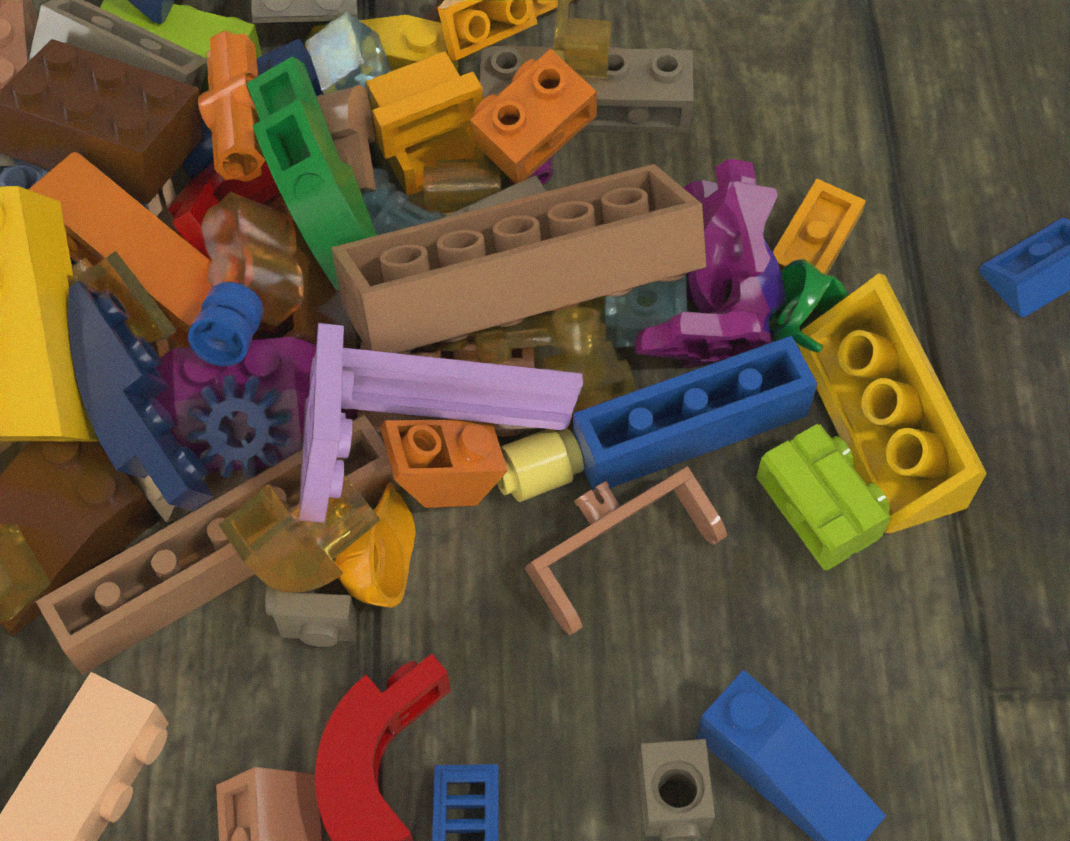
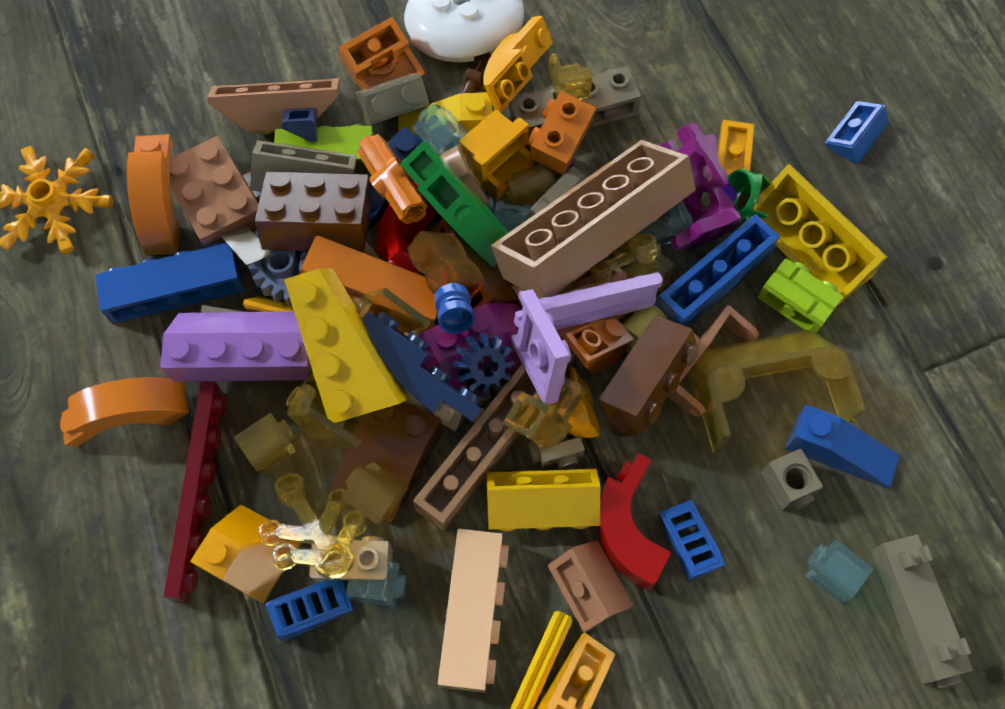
camera: 20 degrees left, 5 degrees up
(246, 674) = (543, 499): none -> yellow brick
(495, 531) = (648, 376): none -> reddish brown slope
(792, 585) = (722, 373): none -> clear yellow windscreen

